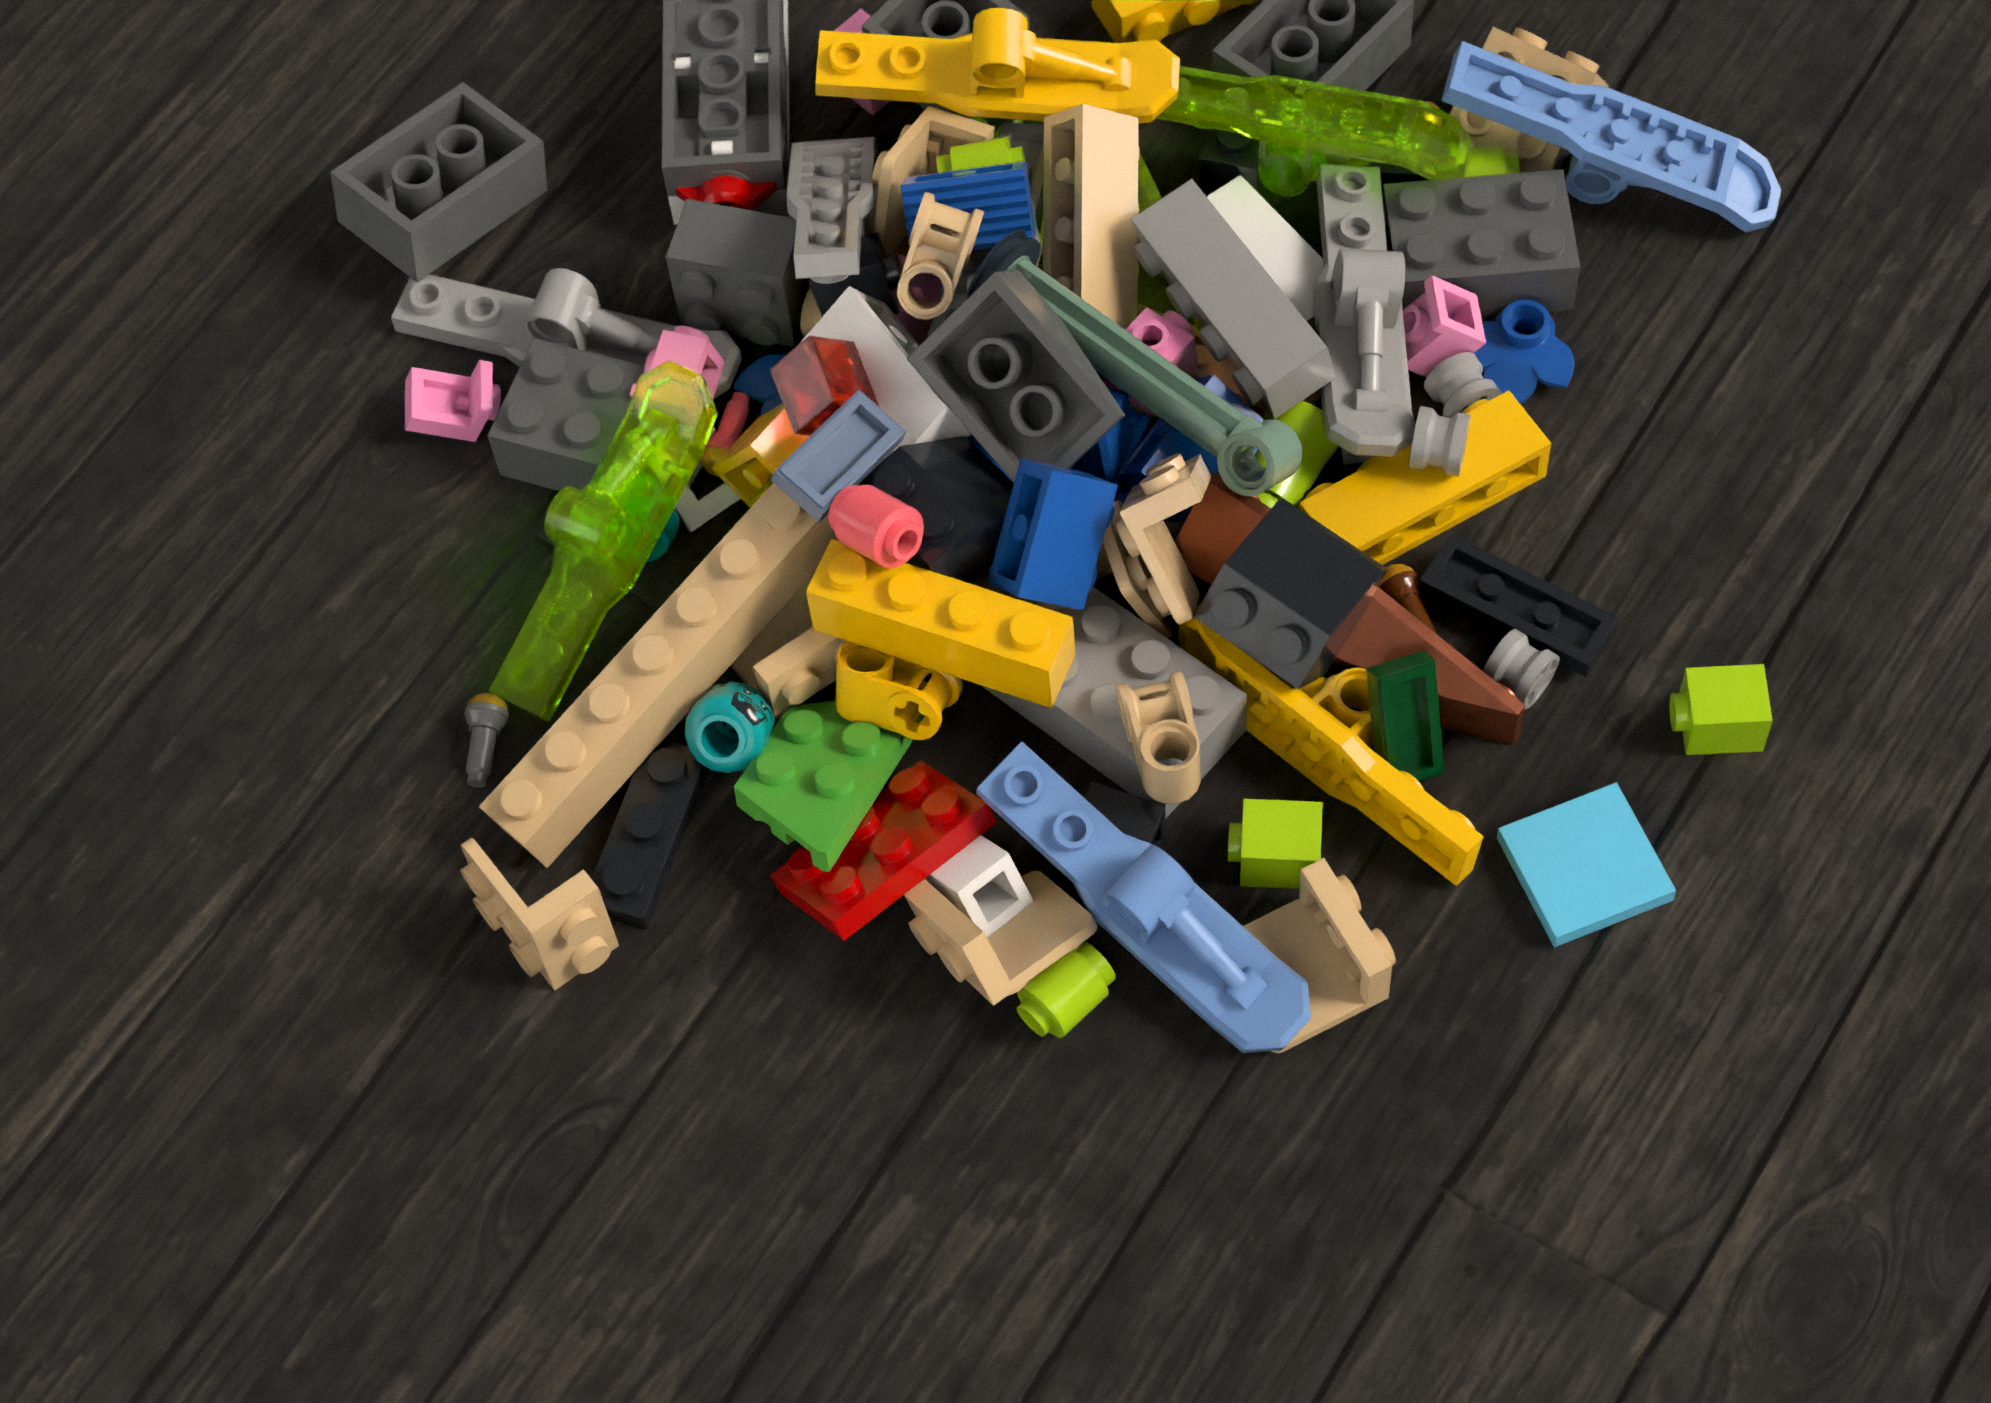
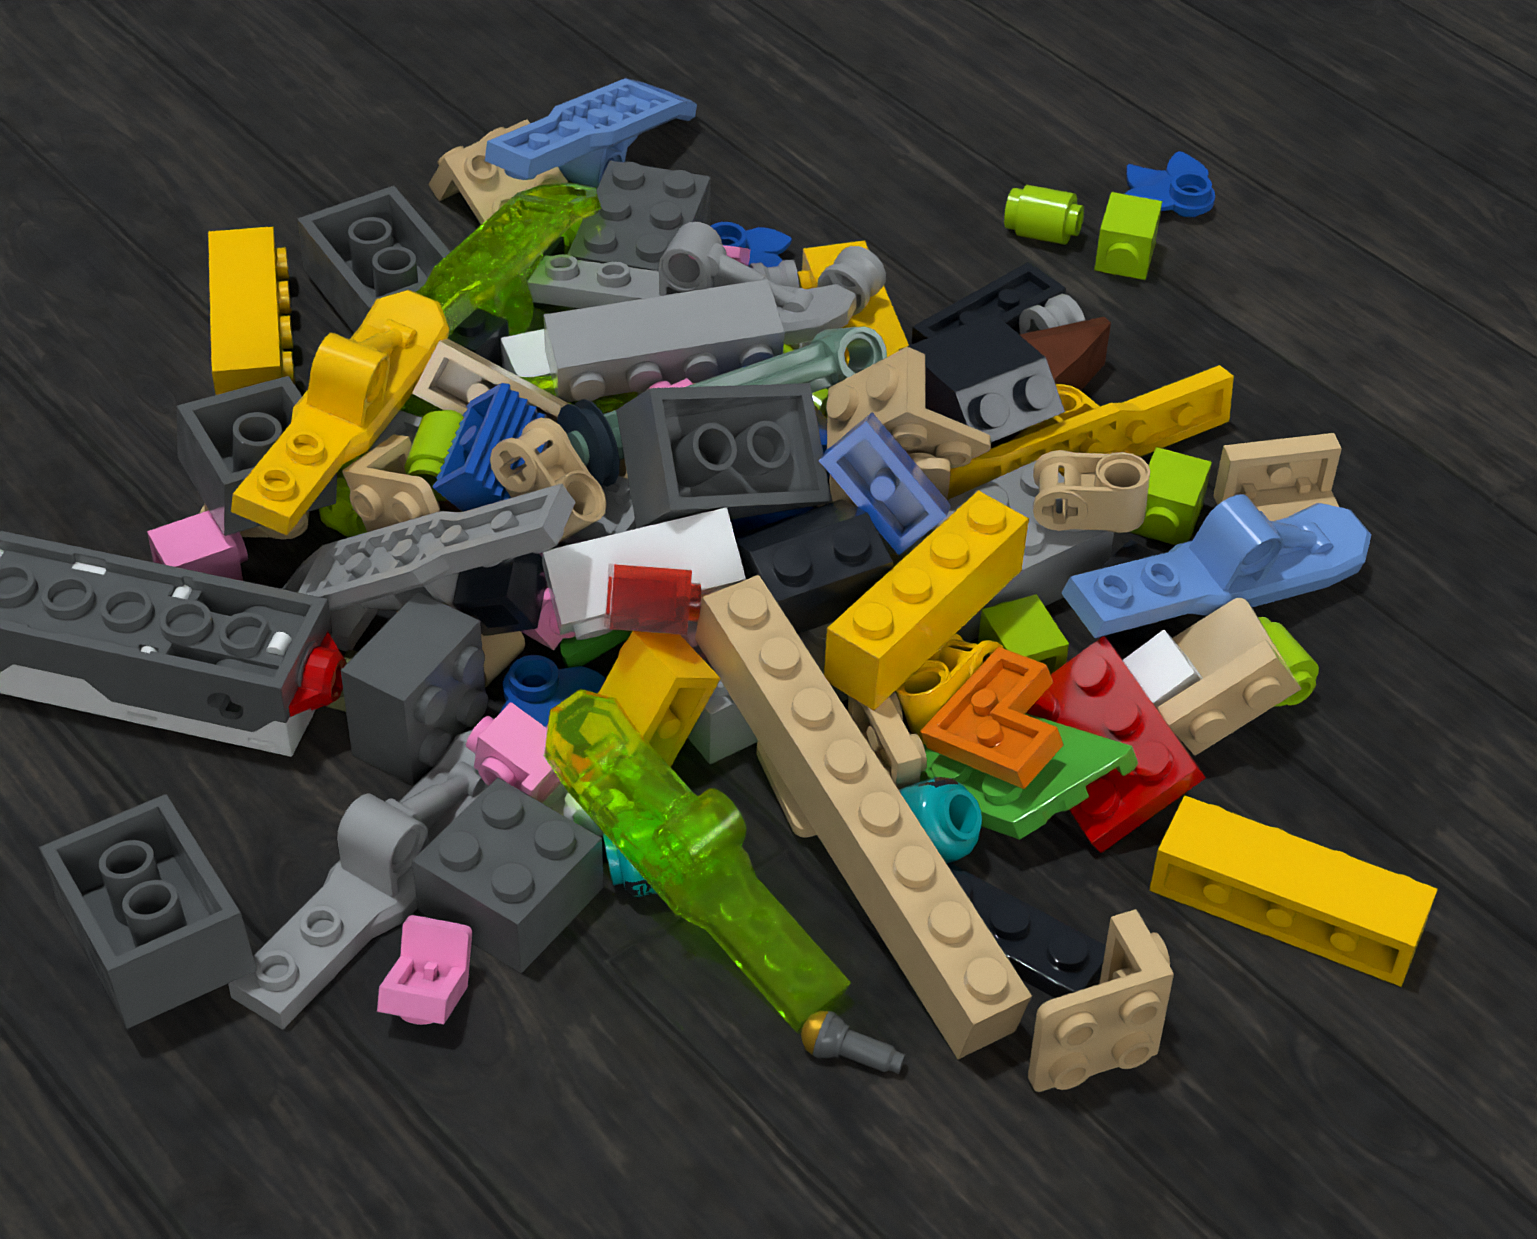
camera: 80 degrees left, 15 degrees down
(758, 1060) = (1292, 890): none -> yellow brick
(832, 721) = (988, 724): none -> orange plate
(838, 454) = (756, 583): sand blue tile -> none
(876, 525) = (848, 572): coral brick -> none
(993, 736) = (1025, 629): none -> lime brick
(1407, 714) = (1087, 367): dark green tile -> none
(1585, 864) = (1240, 339): medium azure tile -> none
(1727, 615) = (1043, 214): none -> lime brick
(1866, 734) = (1181, 187): none -> blue plate

